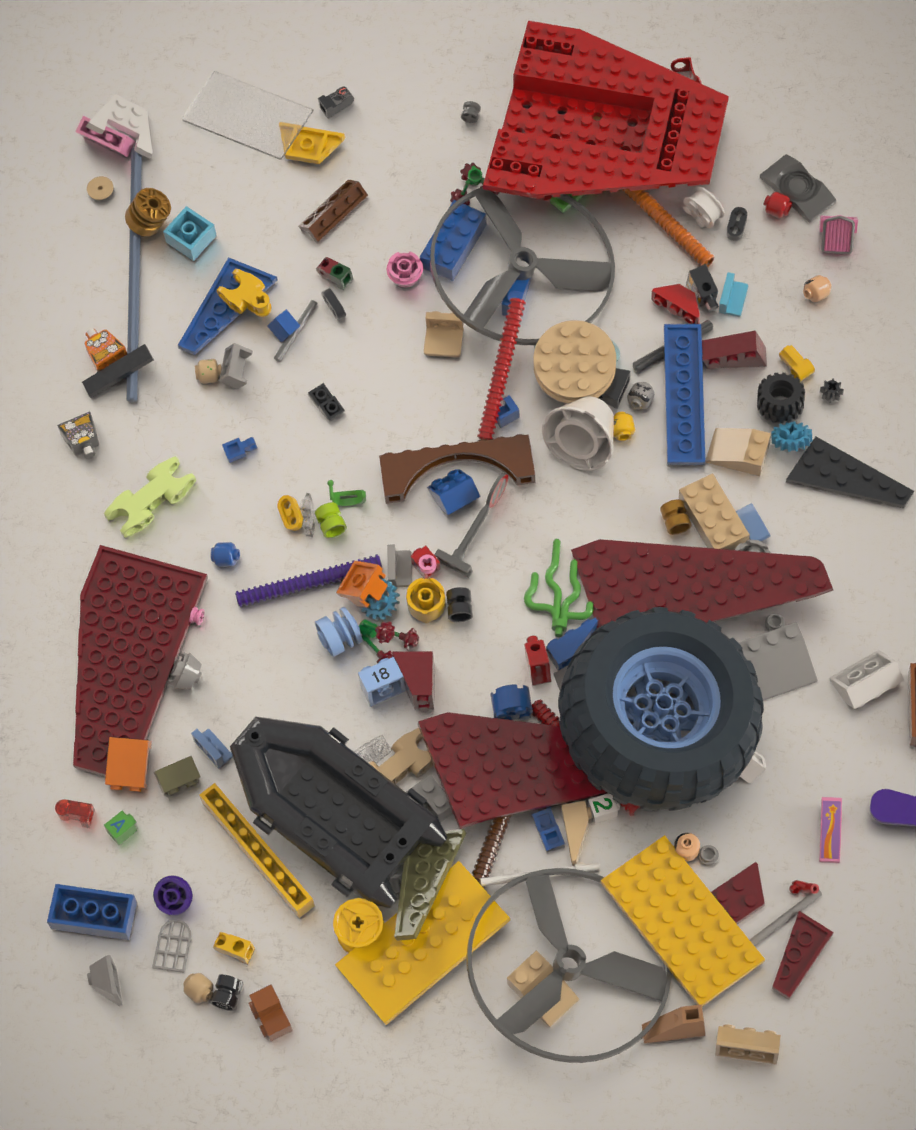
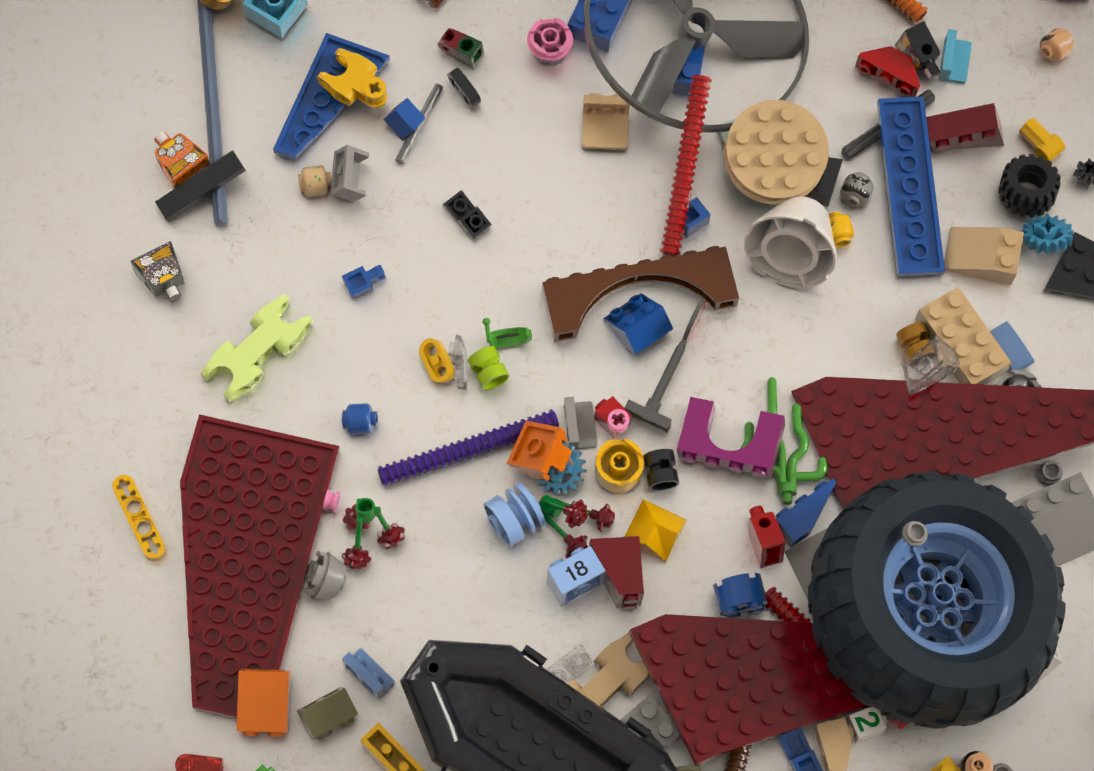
camera: 15 degrees left, 5 degrees up
(46, 621) = (141, 516): none -> yellow beam
(217, 629) = (359, 518): none -> dark red plant
(452, 652) = (656, 529): none -> yellow slope
(536, 597) = (757, 457): none -> magenta arch
(639, 651) = (914, 533): none -> light grey plate
(682, 532) = (930, 365): none -> clear slope

